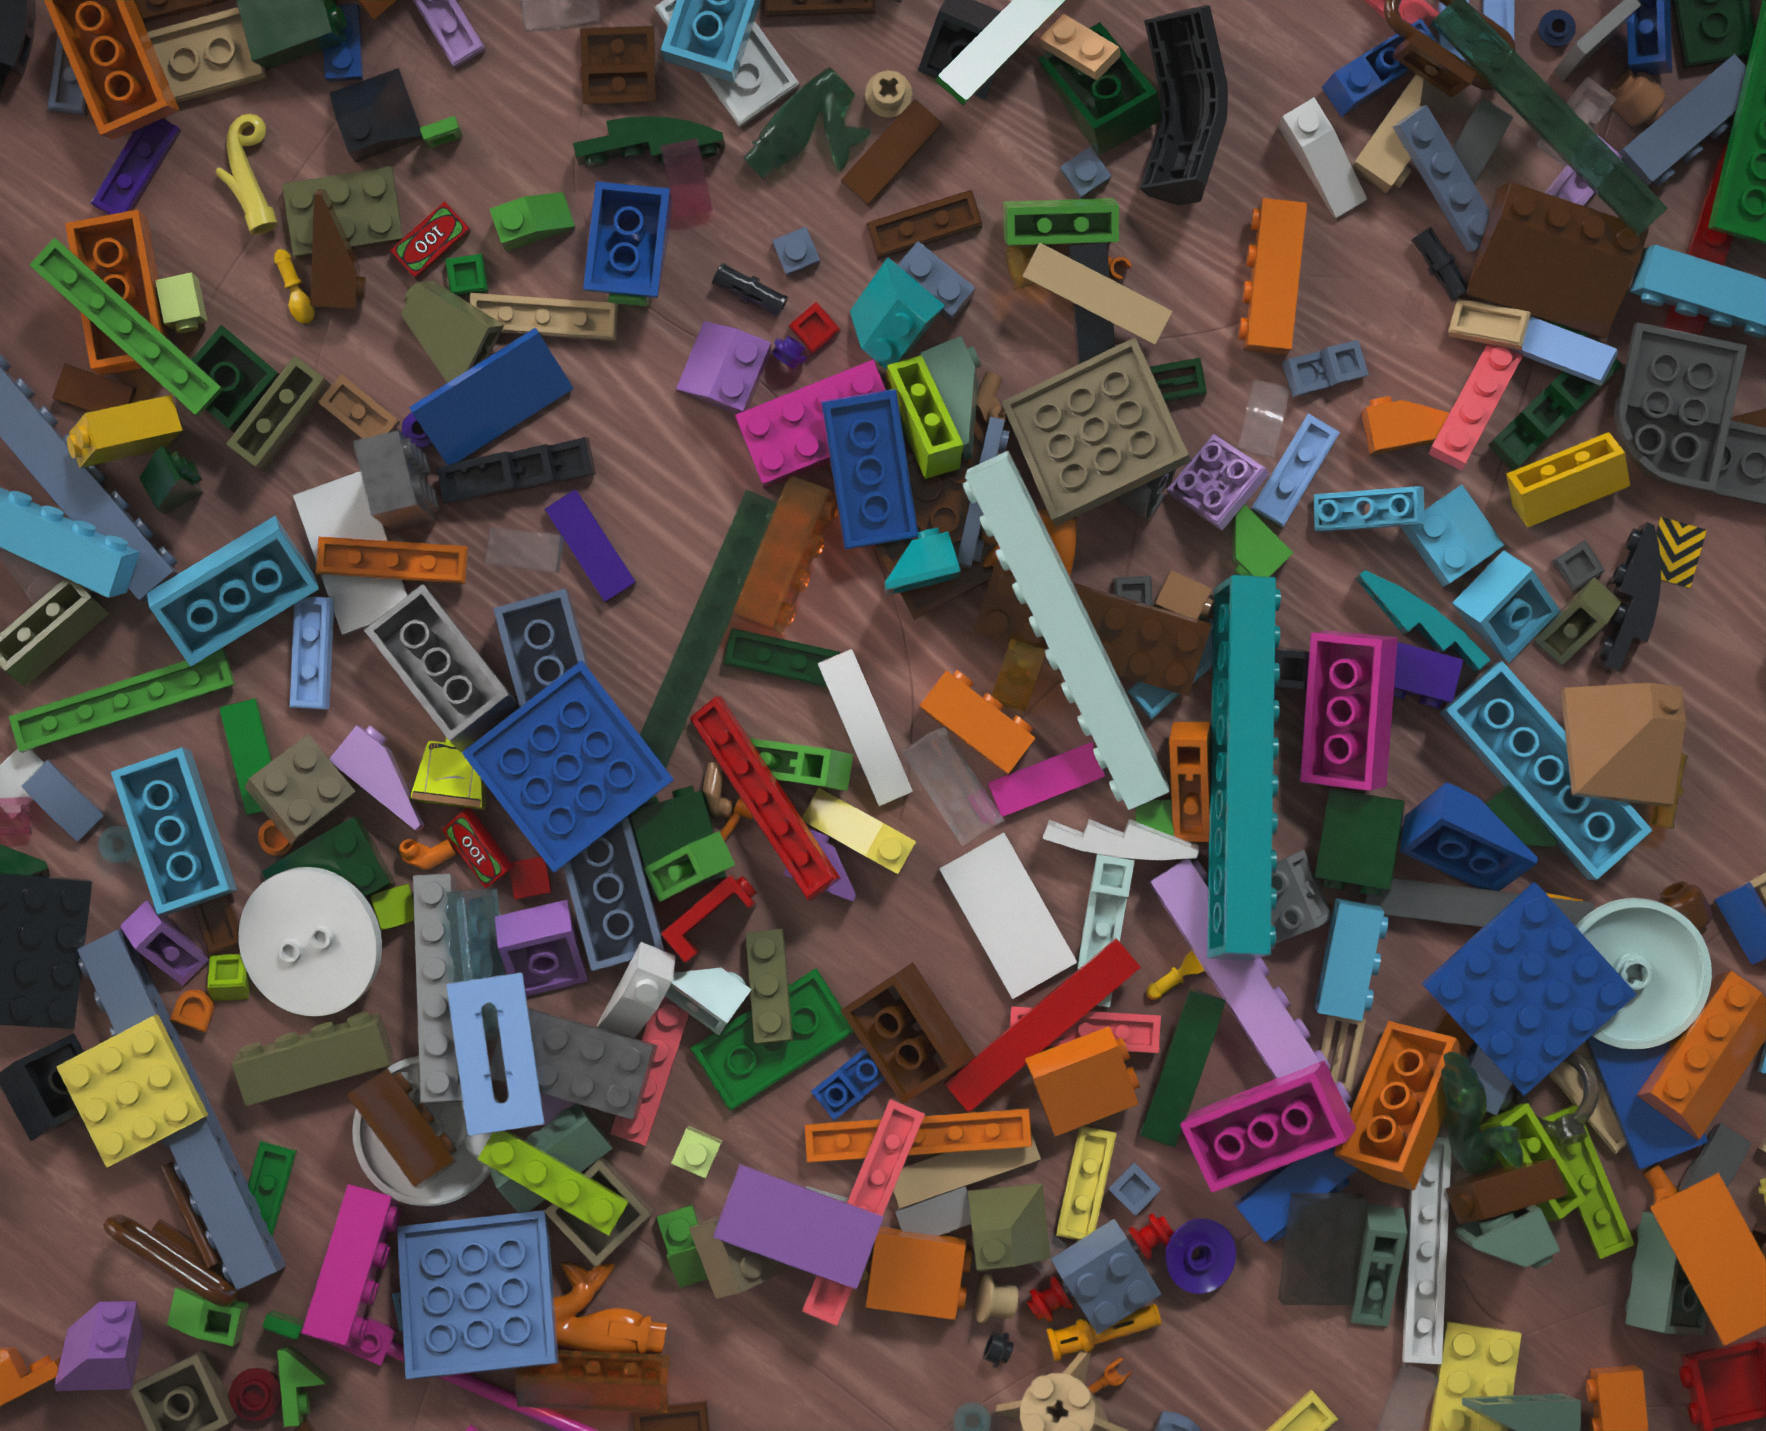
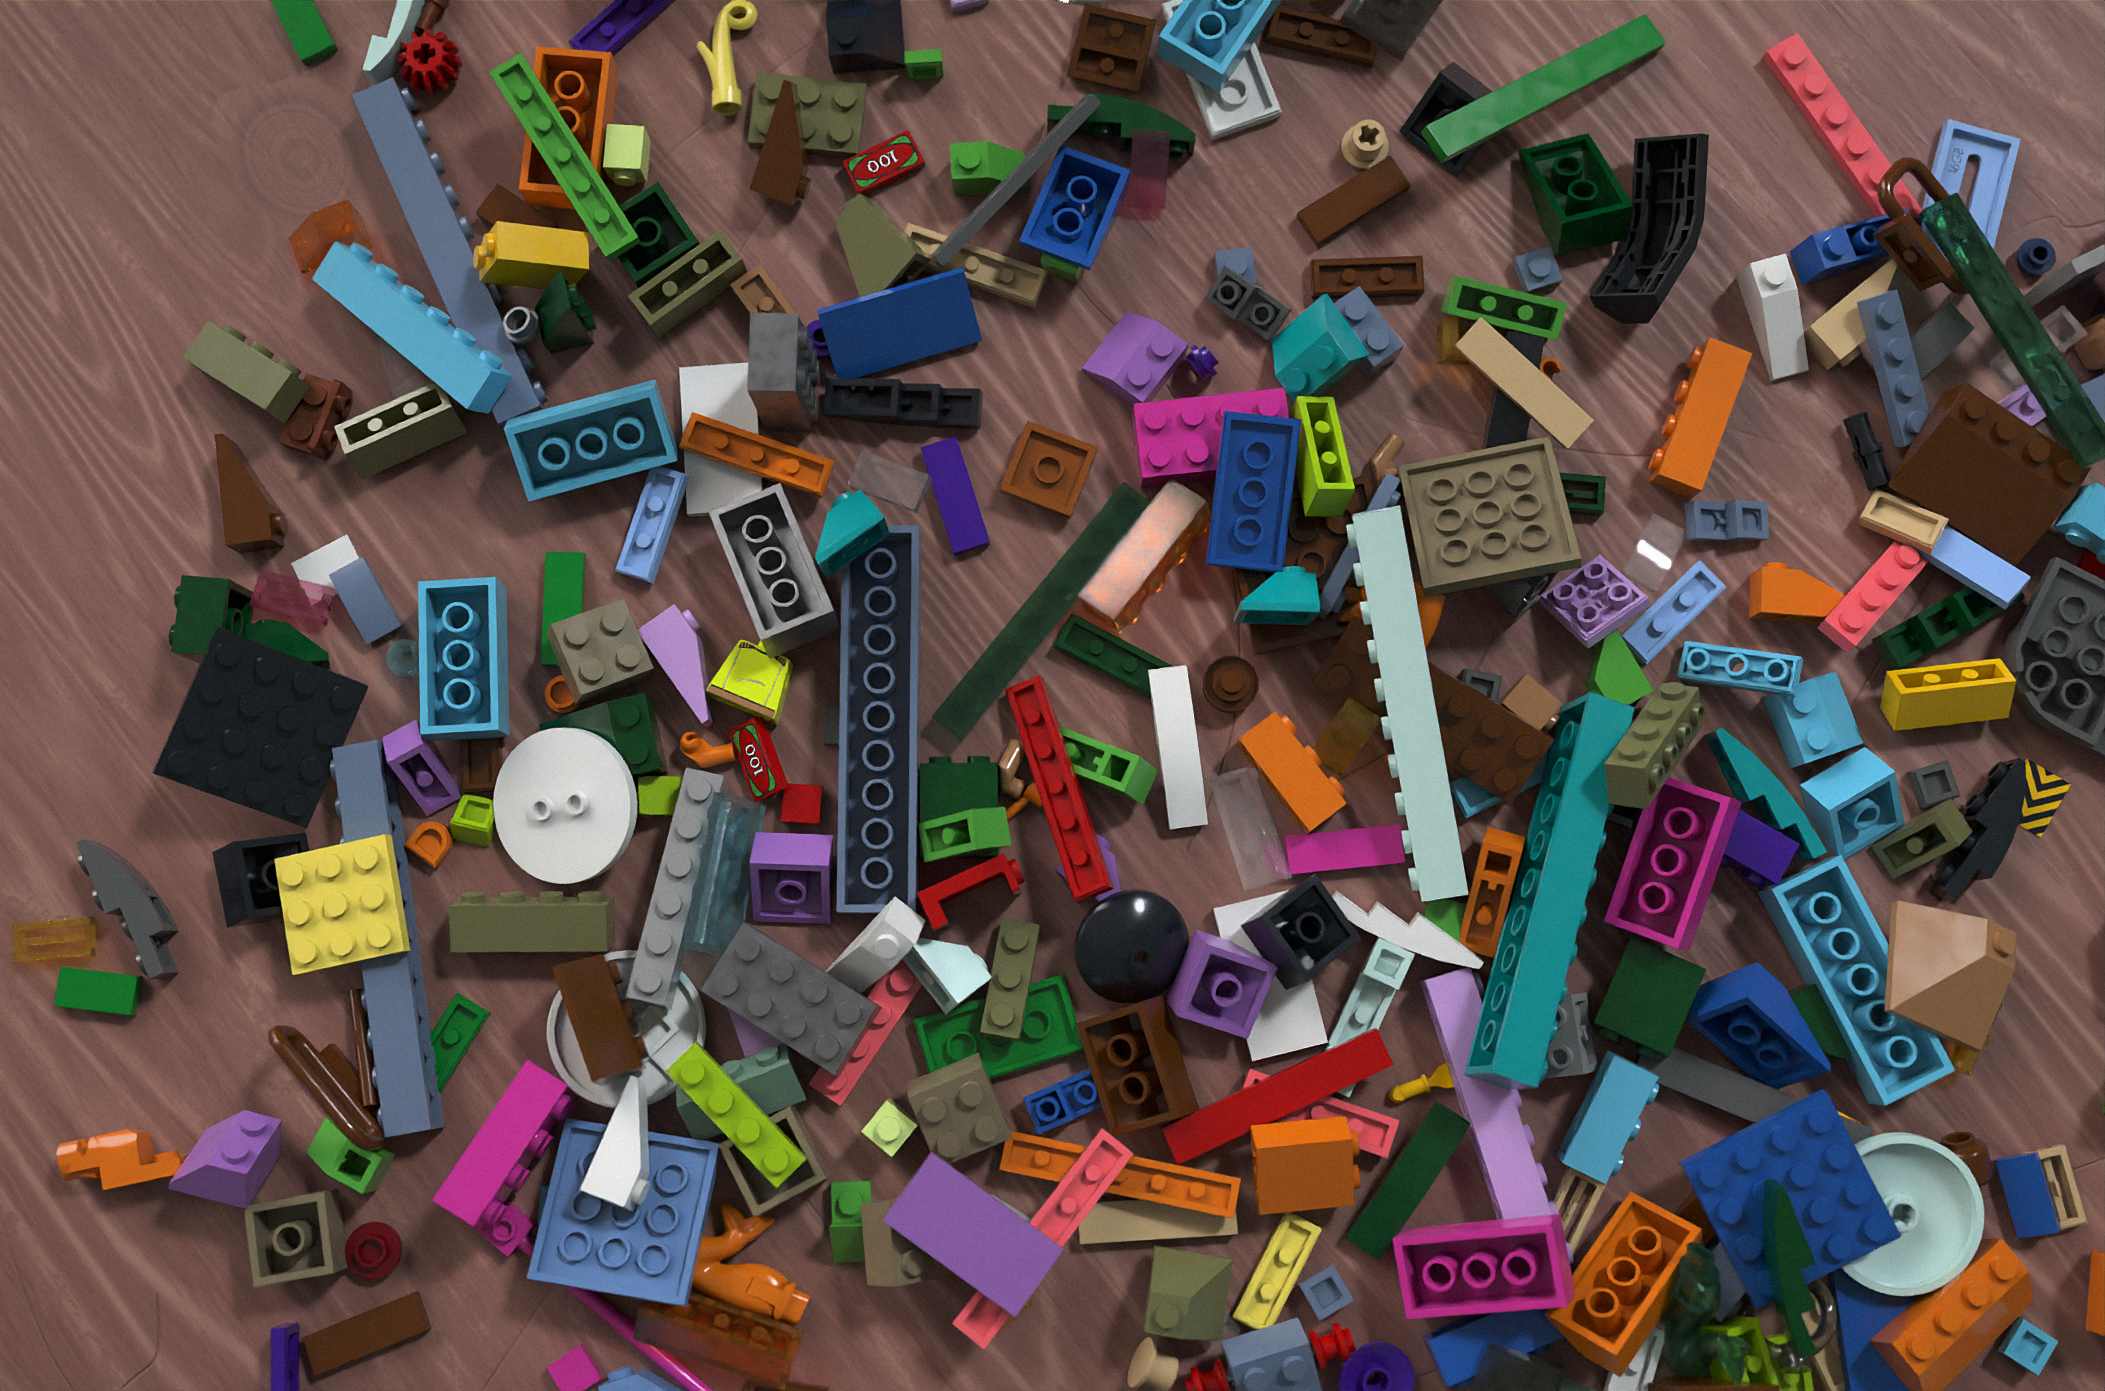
camera: 15 degrees right, 5 degrees down
(121, 701) = (452, 519): bright green plate -> none
(125, 499) = (521, 324): none -> dark grey plate
(283, 1324) = (420, 1185): green tile -> none
(295, 1373) = (418, 1240): bright green slope -> none
(299, 301) = (739, 189): yellow piece -> none
(460, 1249) = (622, 1158): none -> white slope
(467, 275) = (909, 205): green tile -> none
(481, 1109) = (730, 1025): light blue piece -> none
(501, 615) = (849, 531): none -> teal slope
(562, 228) = (1015, 179): none -> dark grey tile
(568, 766) = (871, 700): blue plate -> none
(672, 497) = (1048, 469): none -> dark orange plate
(750, 289) = (1180, 293): black pin -> none
(754, 1118) = (958, 1109): none -> dark tan brick
(794, 122) = (1266, 146): clear green piece -> none
(814, 328) = (1232, 347): red tile -> none
(817, 282) = (1248, 303): none -> dark grey slope
(858, 831) = (1144, 849): light yellow slope -> none
(859, 911) = (1120, 929): none -> black dish
(898, 654) = (1230, 684): none -> reddish brown plate
(918, 1273) = (1081, 1317): orange brick -> none
(936, 1214) = (1113, 1262): light grey tile -> none
(956, 379) = (1361, 426): sand green slope -> none
(963, 937) = (1220, 984): none -> medium lavender slope
(1024, 869) = (1301, 932): none -> black slope
(1080, 47) = (1565, 148): light nougat plate -> none
(1303, 607) = (1654, 745): none -> olive brick
(1534, 1041) = (1785, 1257): none -> dark green slope

